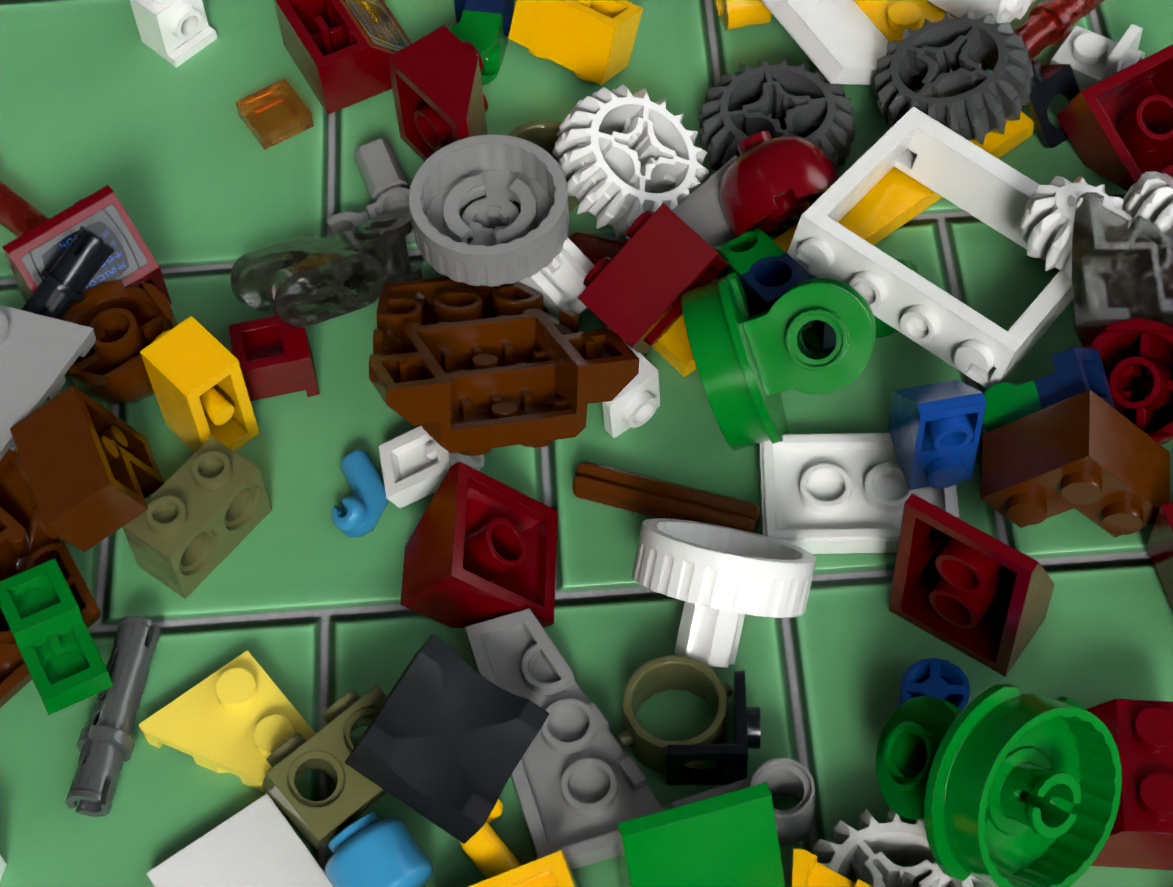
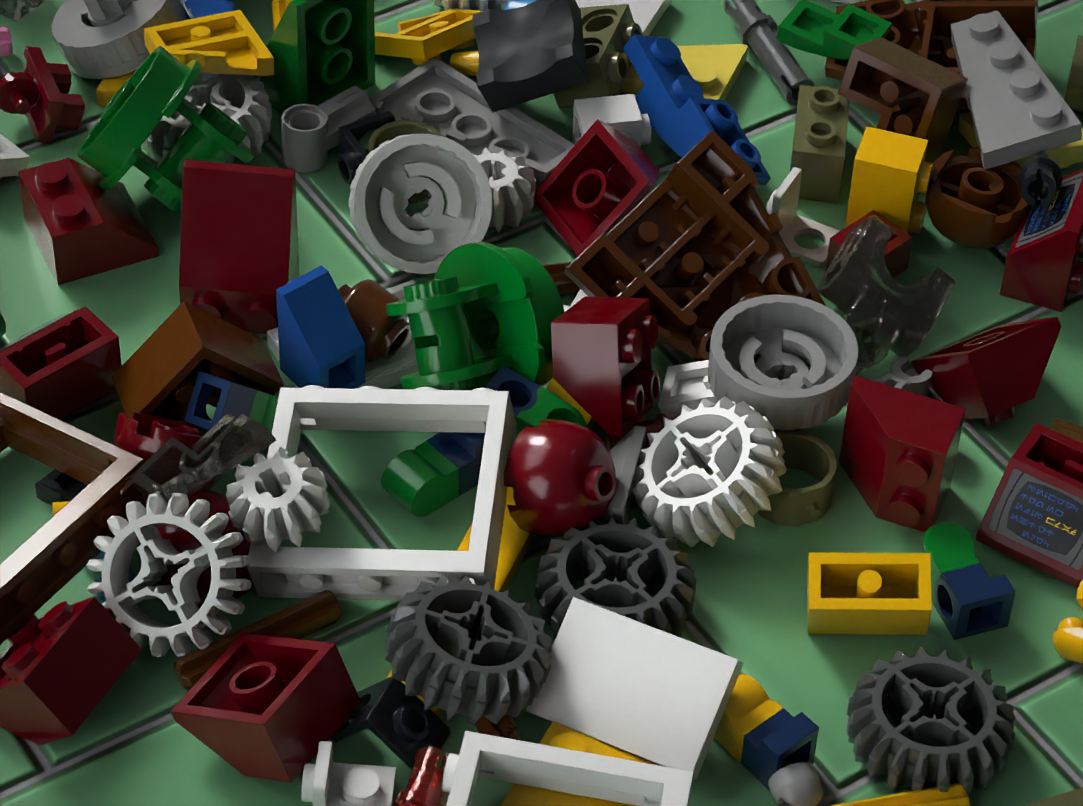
camera: 145 degrees right, 10 degrees down
(264, 193) = (992, 368): none -> dark red slope
(305, 439) = (785, 204): none -> white bracket
(316, 608) = (678, 105): none -> blue slope
(395, 635) = (616, 111): none -> white brick
(596, 642) = (510, 185): none -> white gear
(860, 455) = (380, 332): none -> reddish brown head

